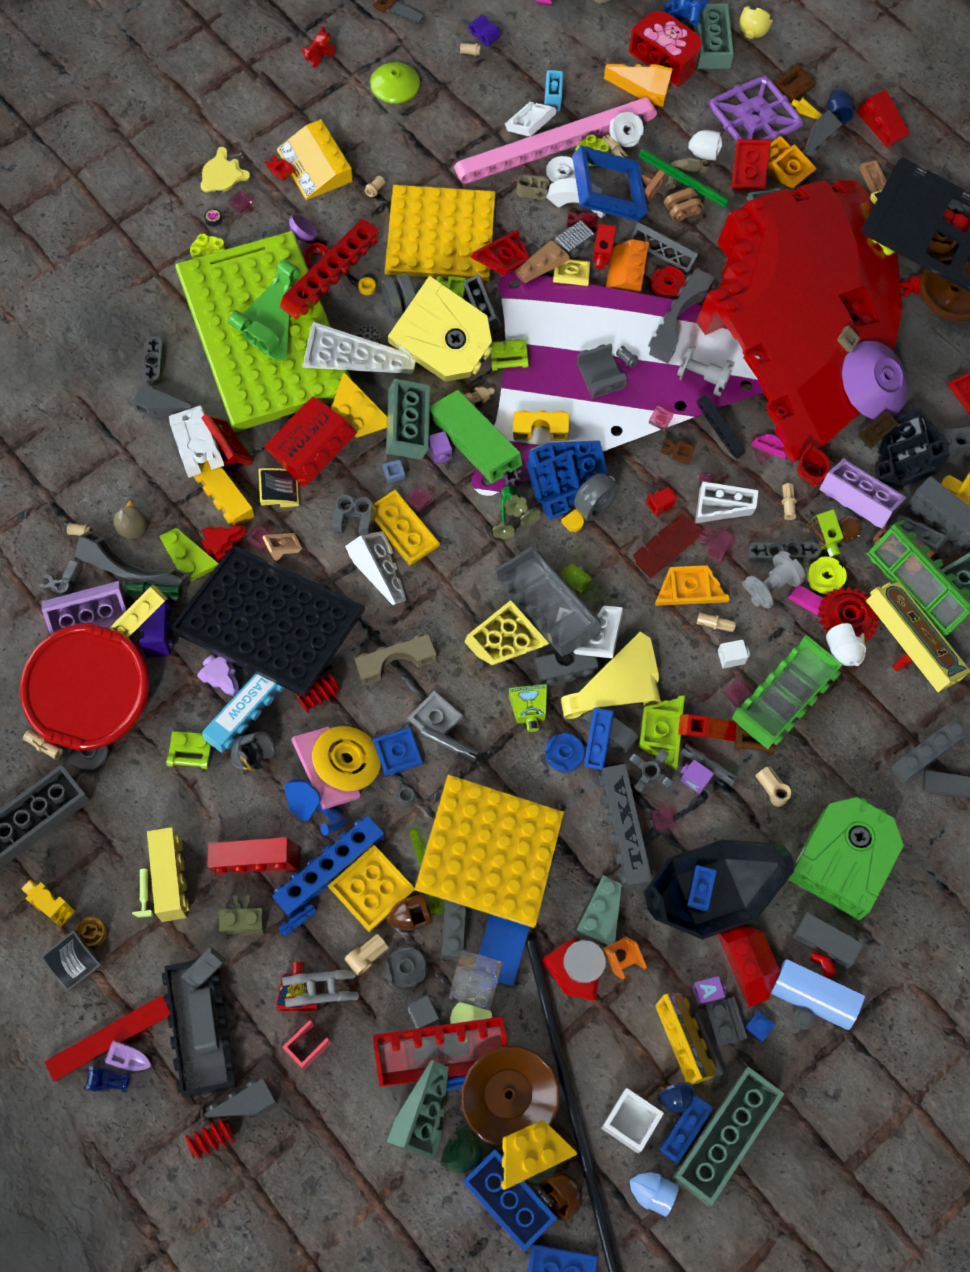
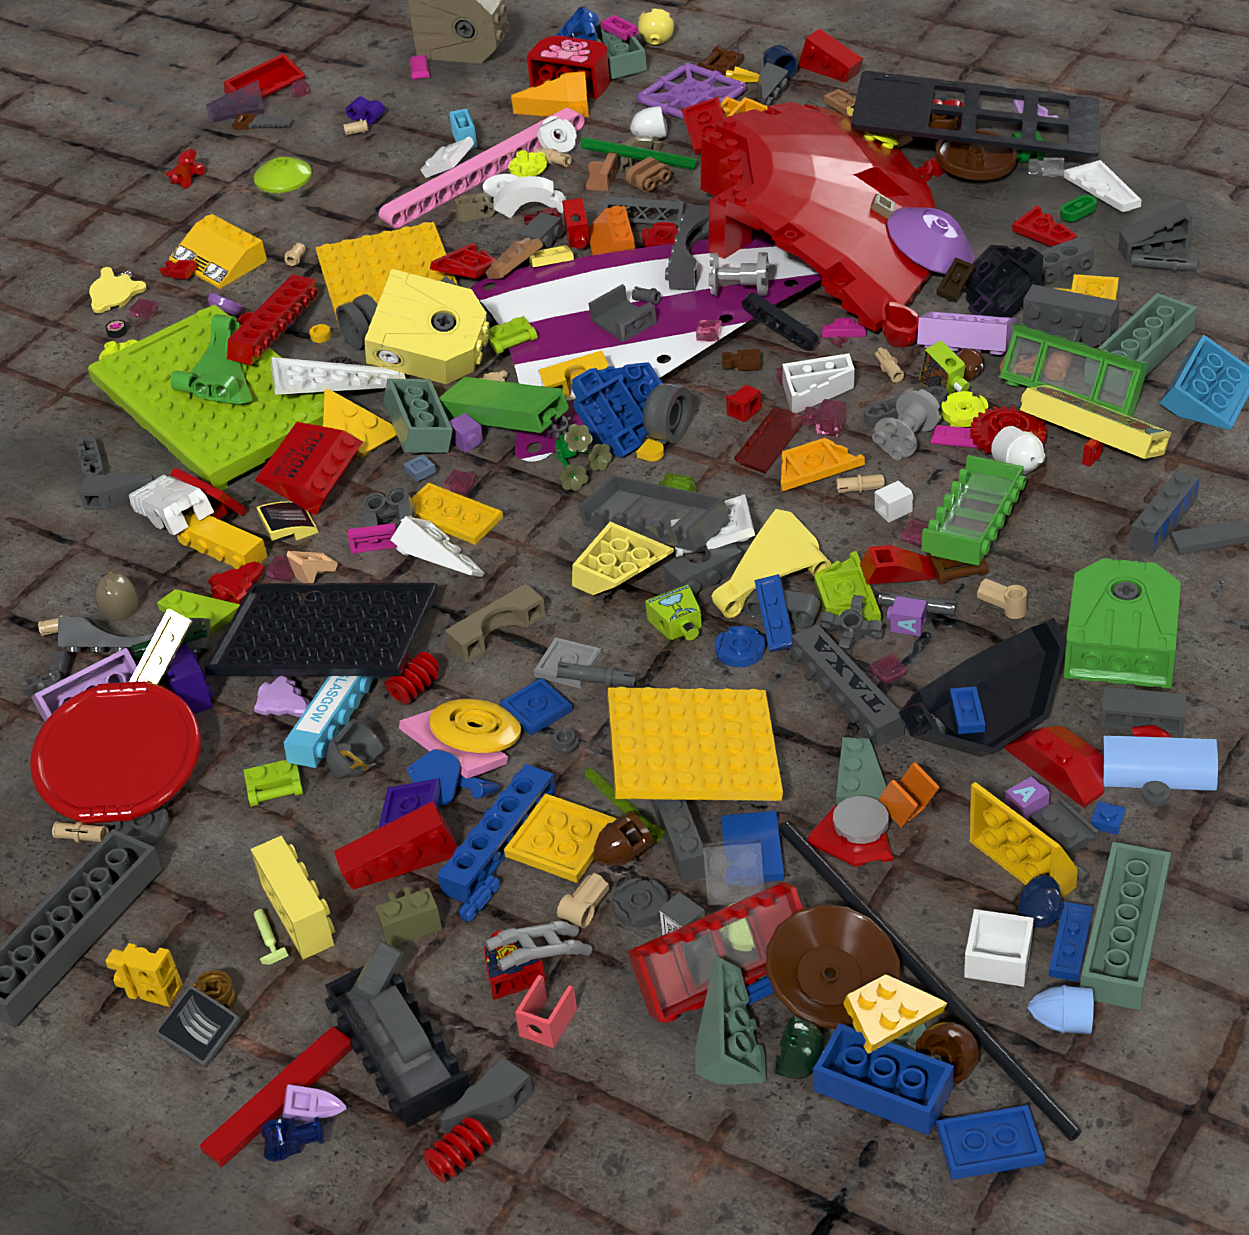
camera: 10 degrees left, 25 degrees down
(275, 817) = (407, 798): none -> dark purple plate
(334, 534) = (371, 535): none -> dark pink tile
(603, 203) = (529, 158): blue window -> none
(719, 19) = (619, 27): none -> dark pink tile

